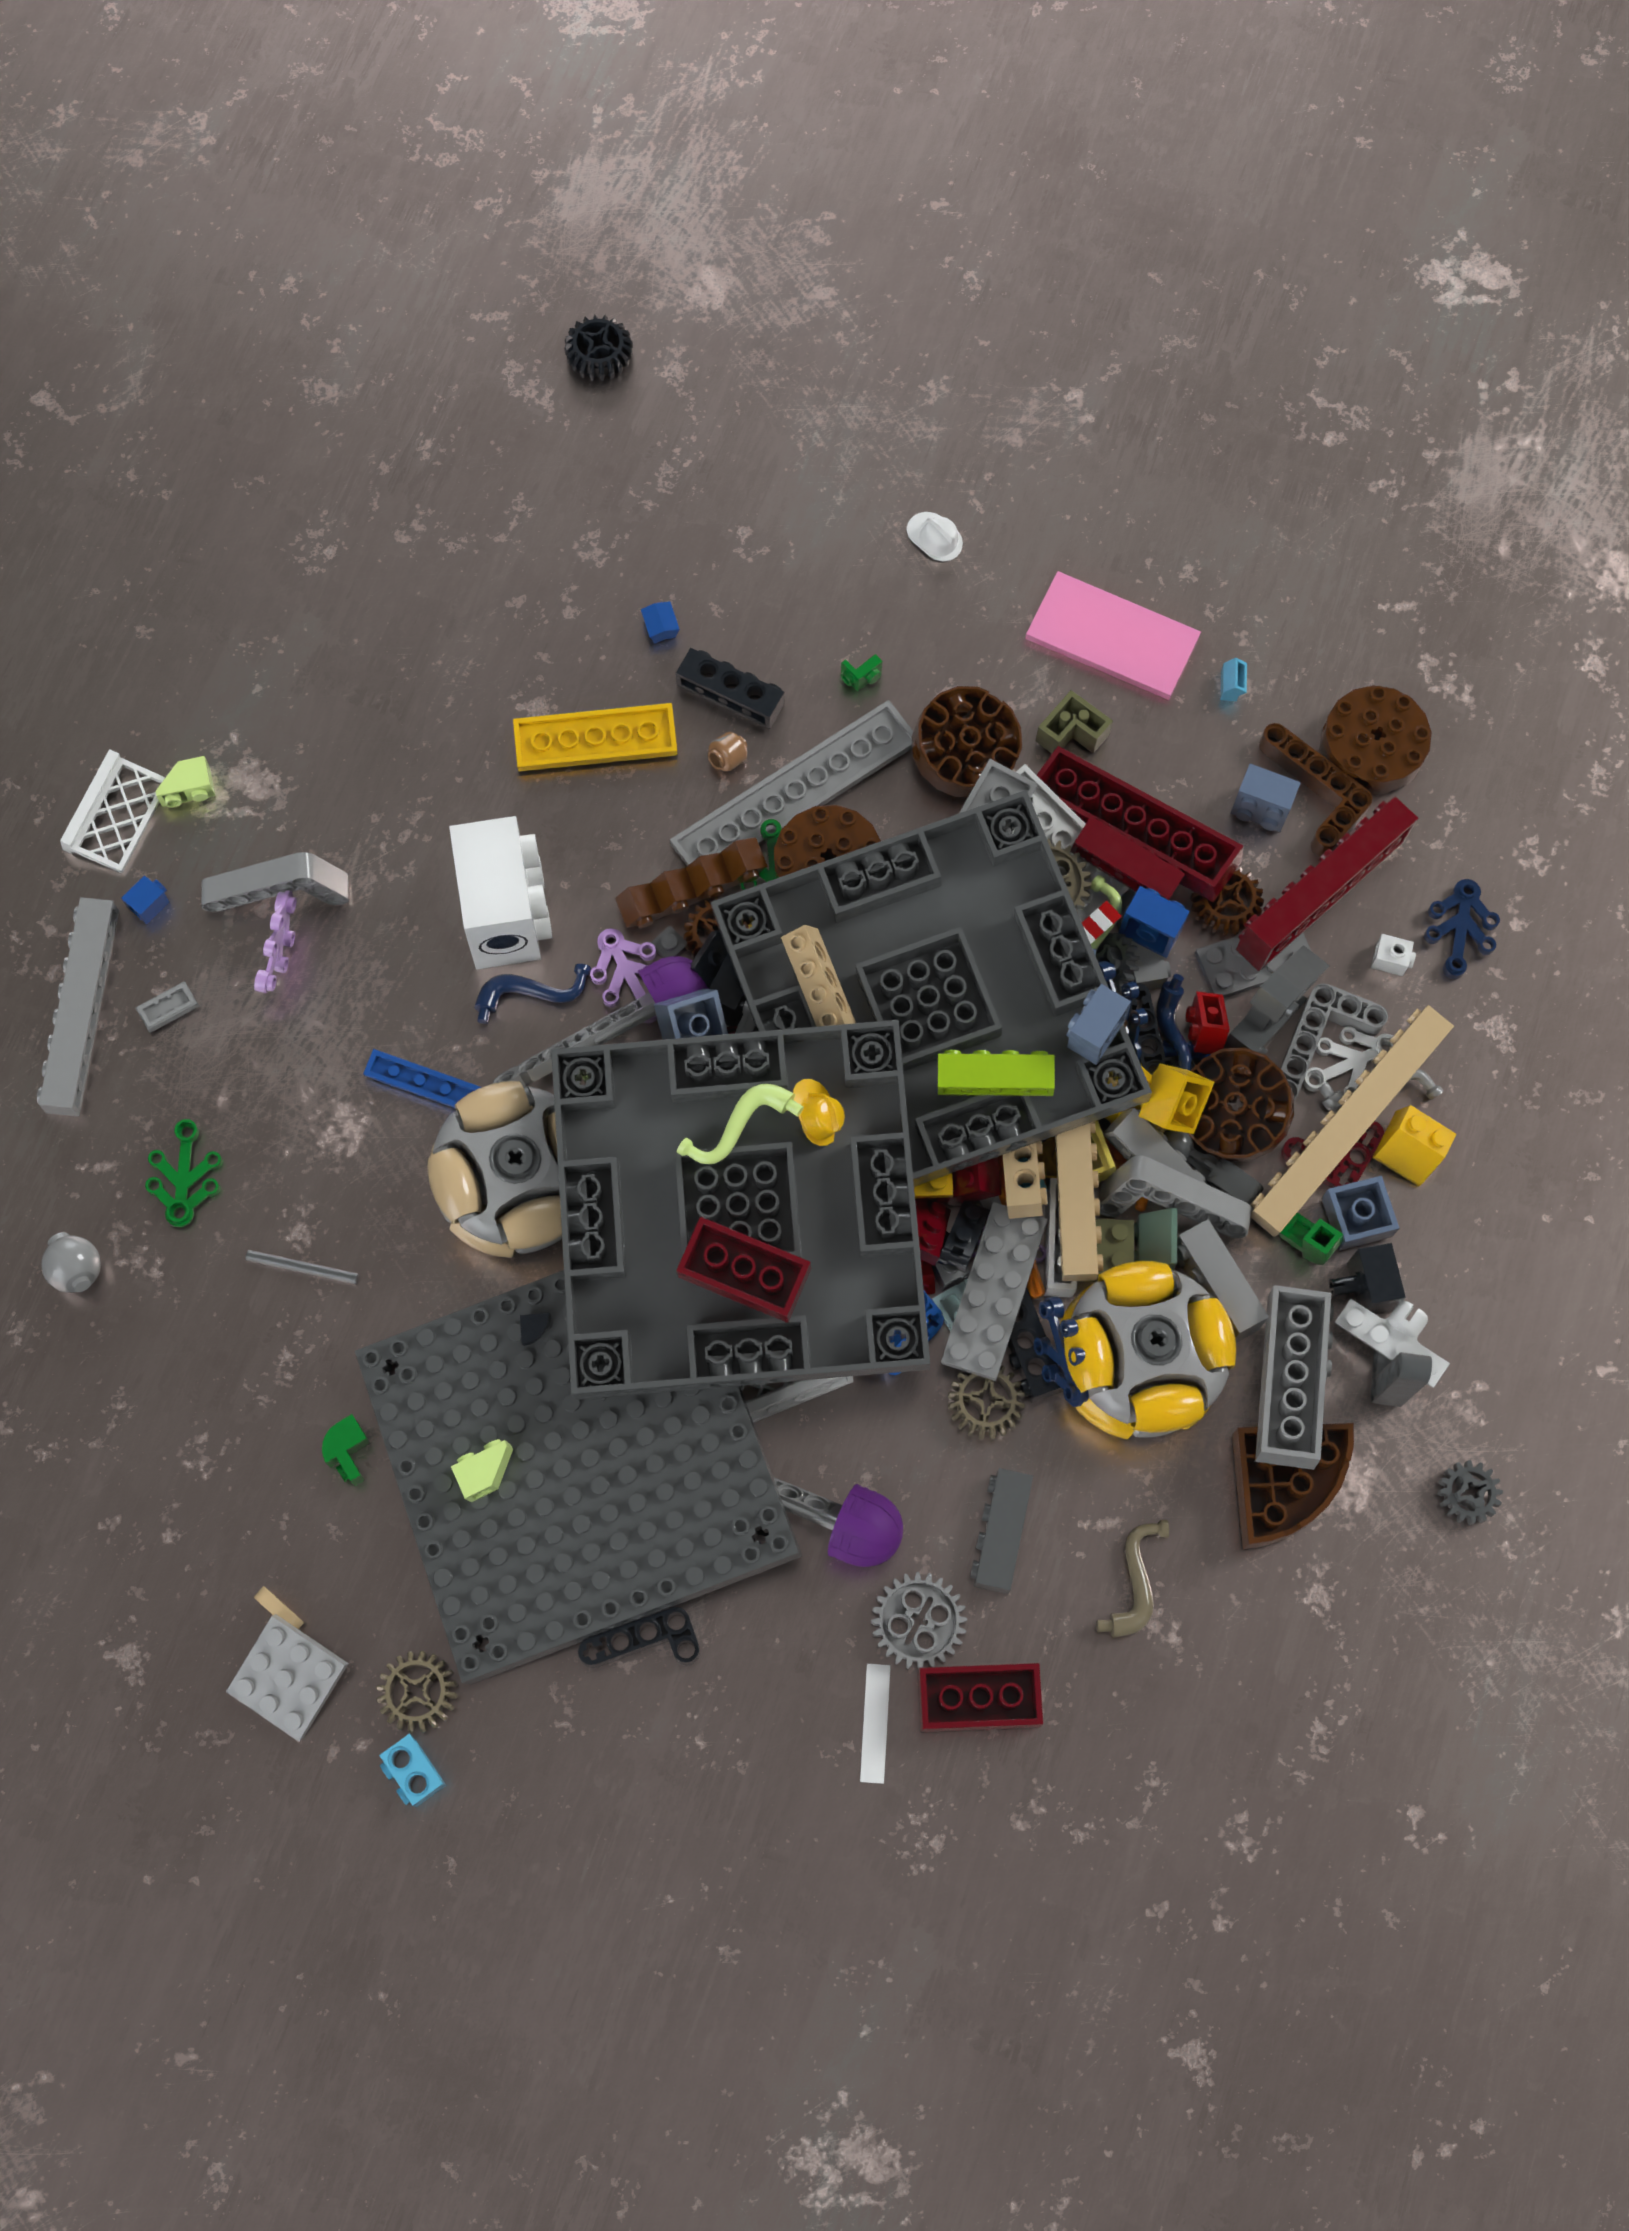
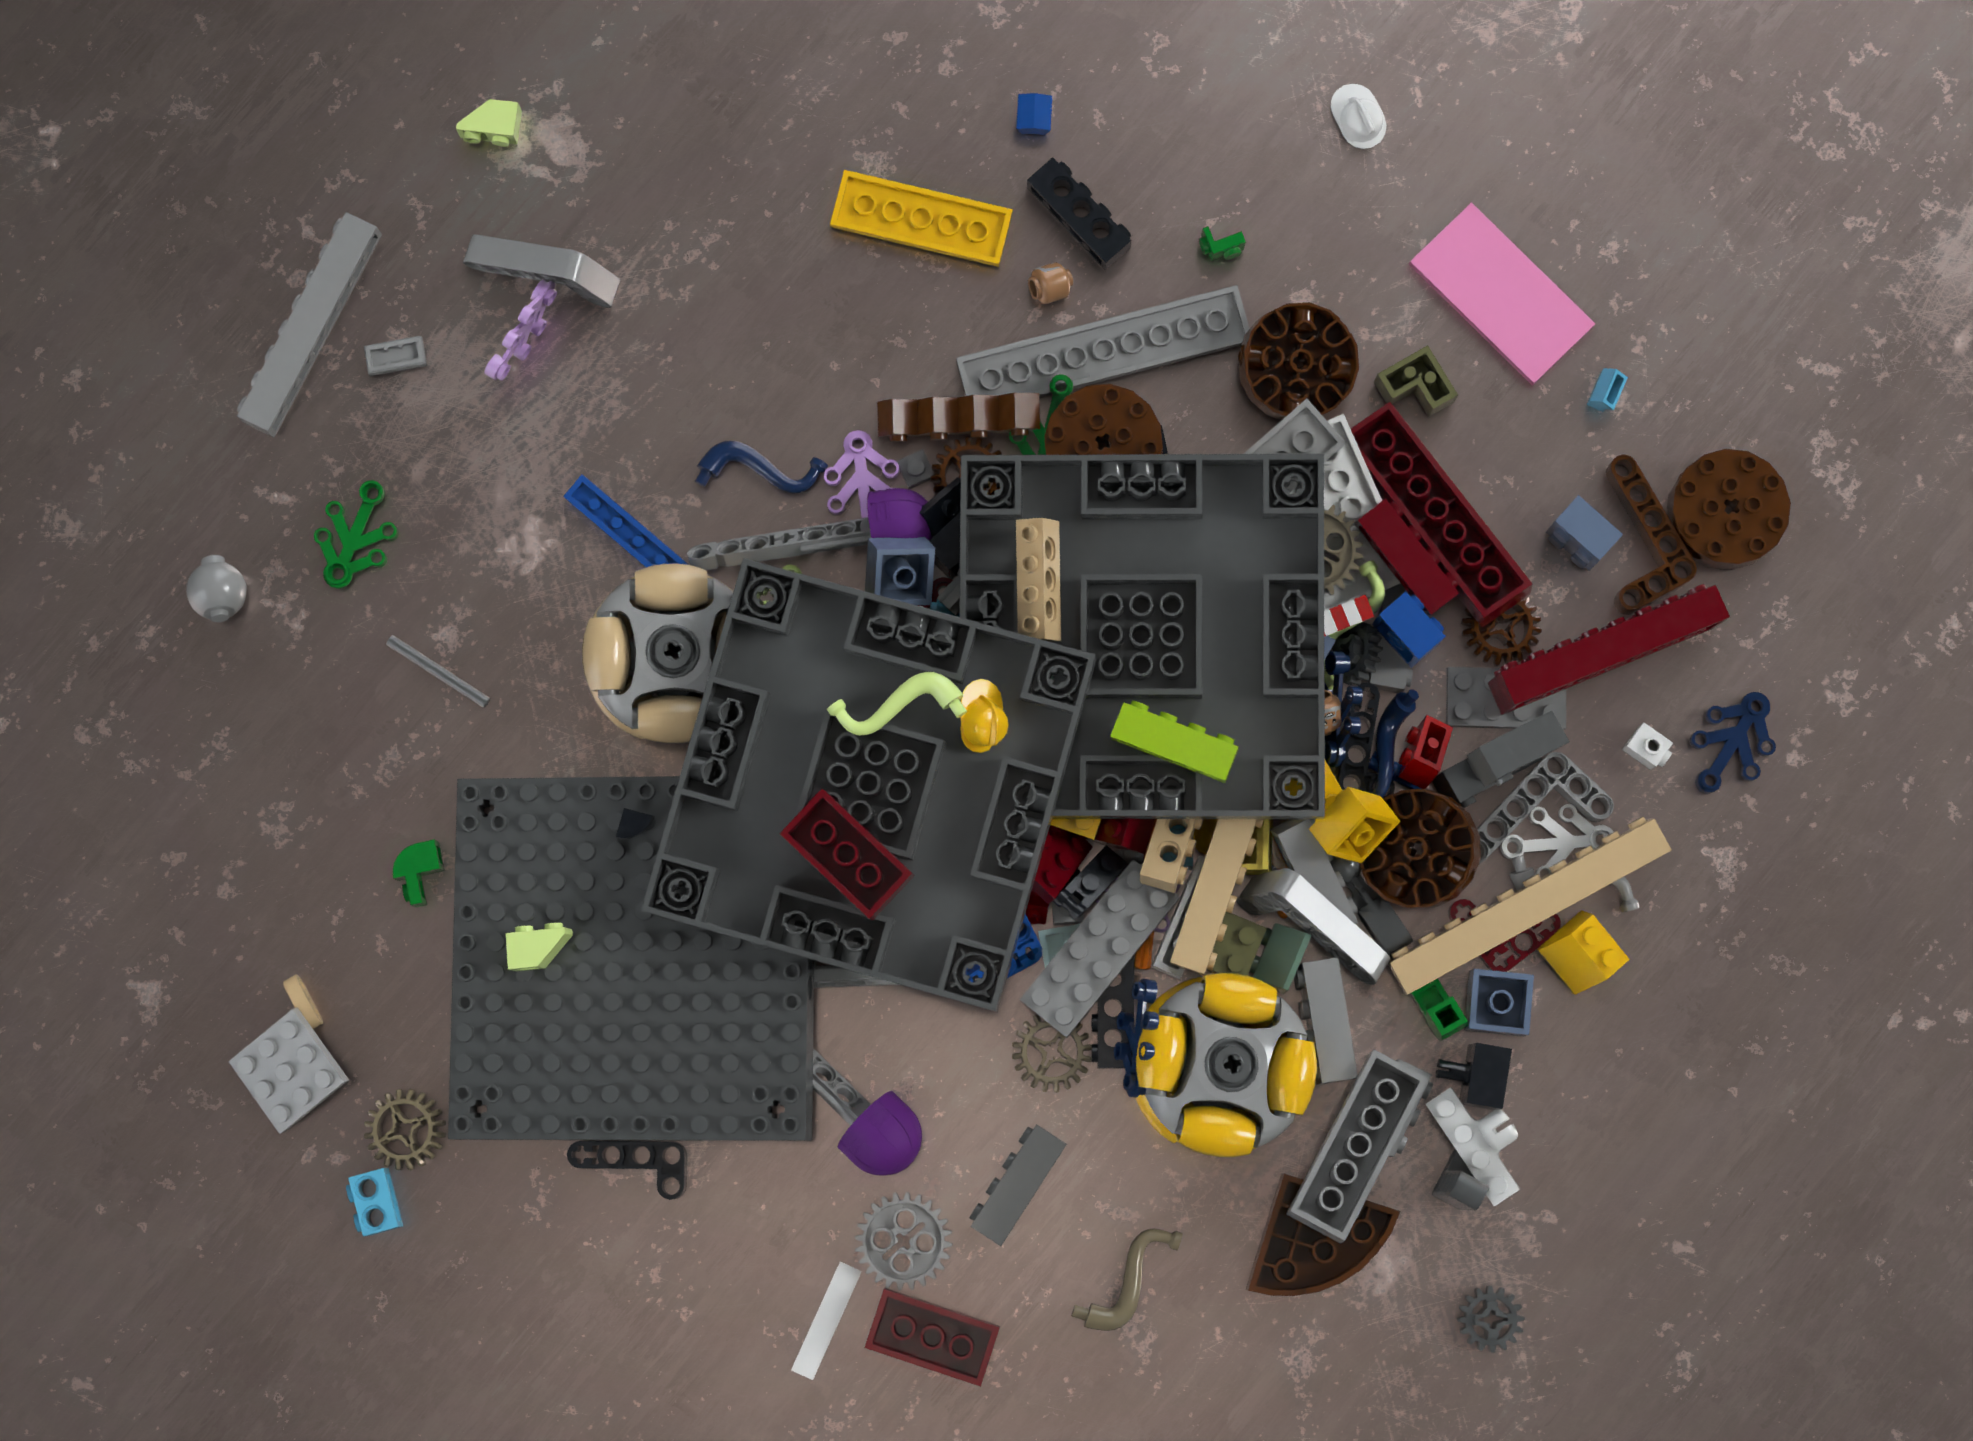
camera: 25 degrees right, 10 degrees up
(91, 808) = (389, 114): white fence -> none
(146, 899) = (411, 234): blue brick -> none
(500, 892) = (756, 360): white brick -> none
(1098, 1023) = (1294, 730): sand blue brick -> none

